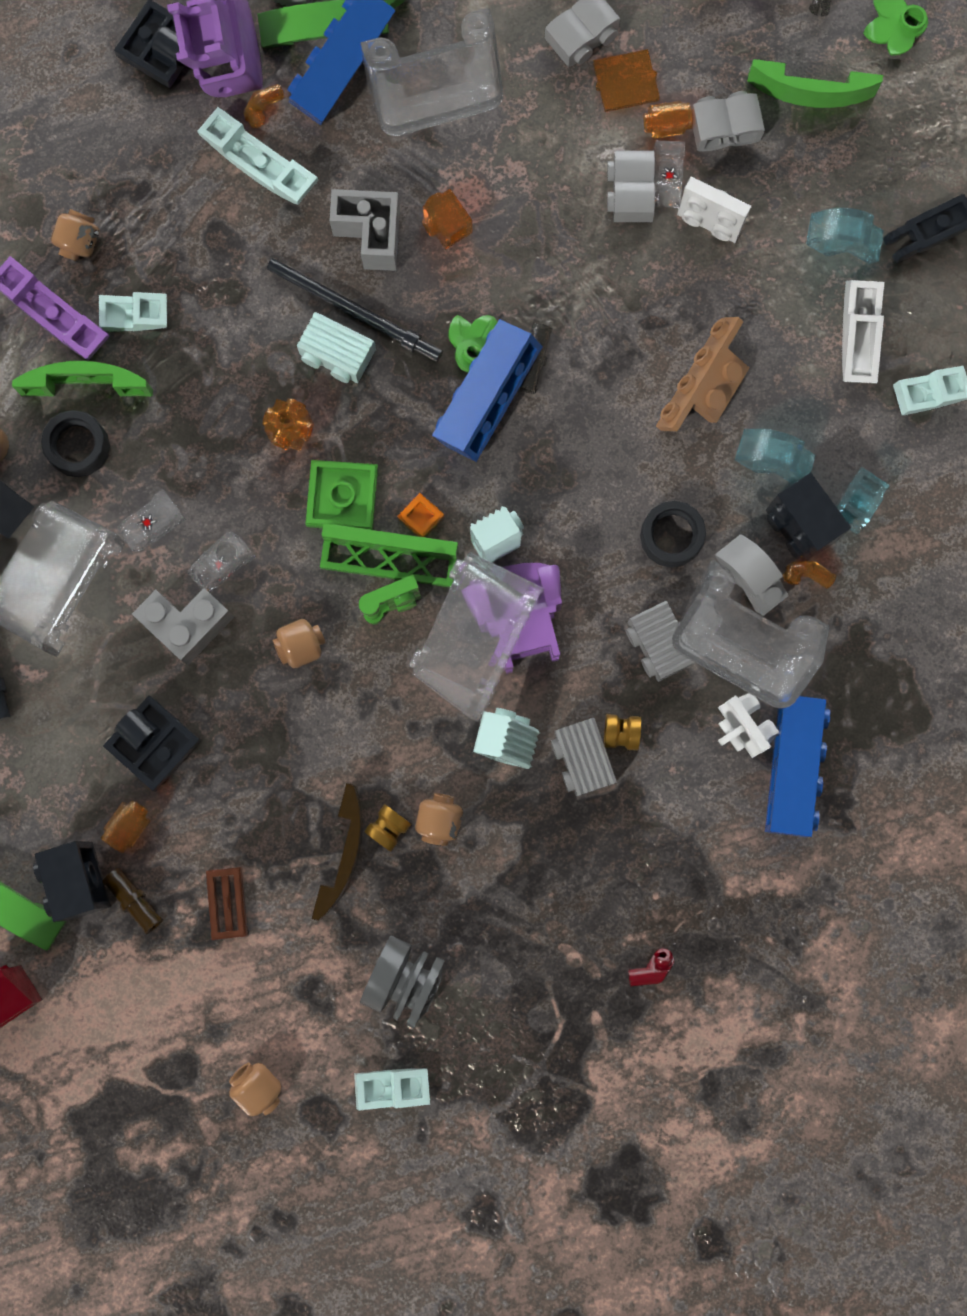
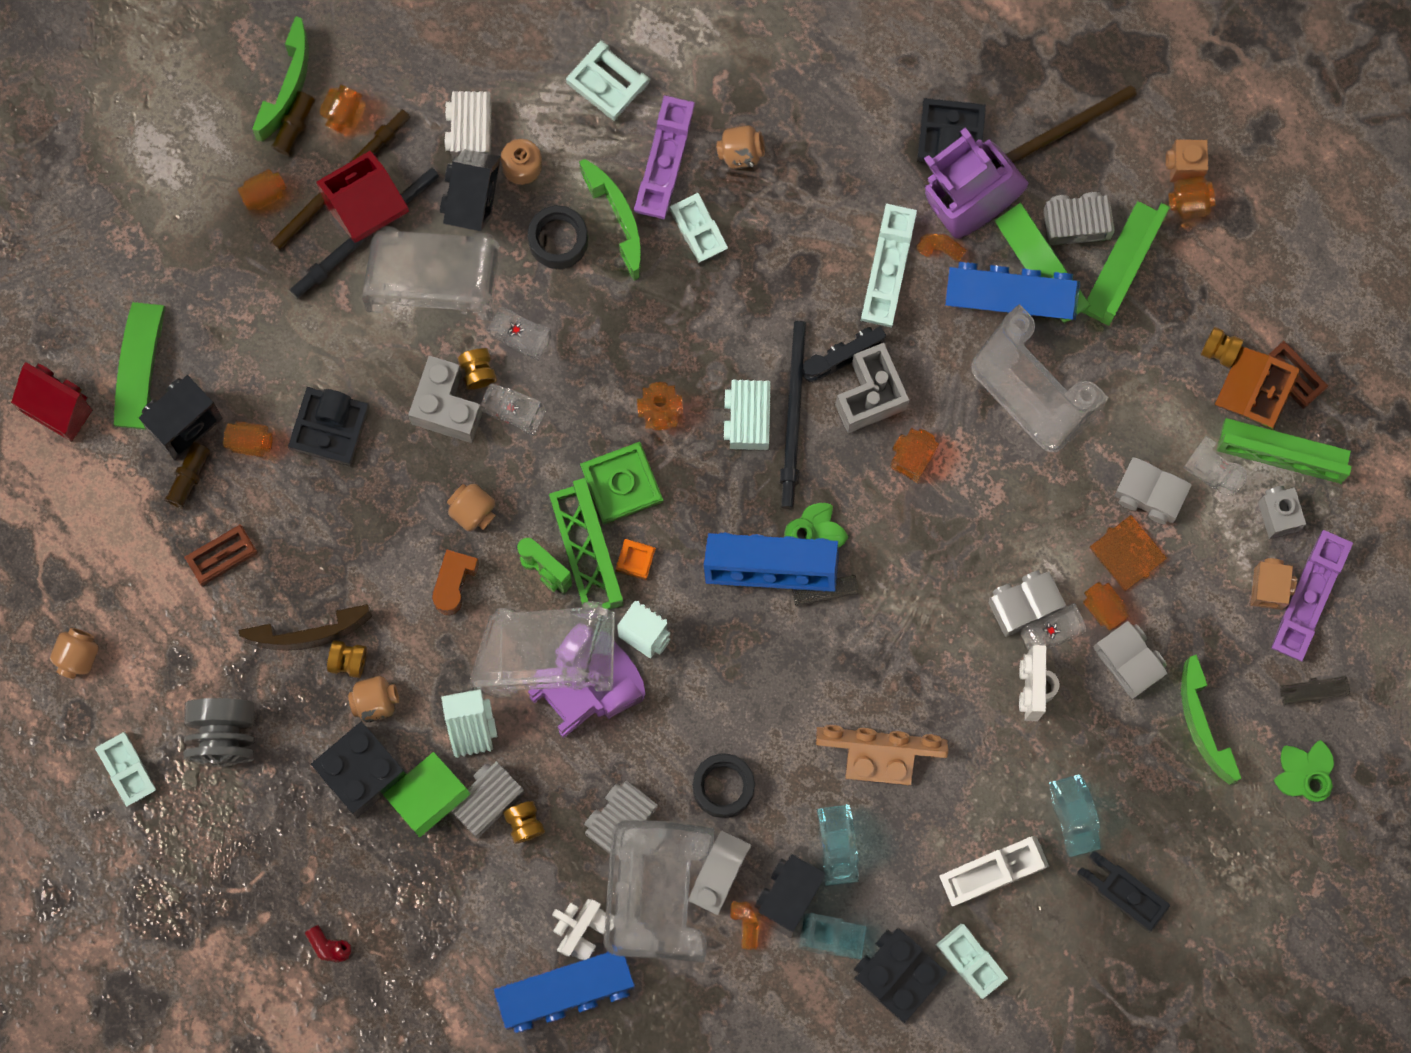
camera: 60 degrees right, 5 degrees down
(166, 577) = (477, 368): none -> pearl gold wheel
(320, 238) = (841, 355): none -> black hinge
(368, 703) = (451, 580): none -> dark orange leg
(500, 864) = (358, 769): none -> black brick
(555, 810) = (426, 794): none -> bright green tile
(916, 459) = (899, 974): none -> black plate

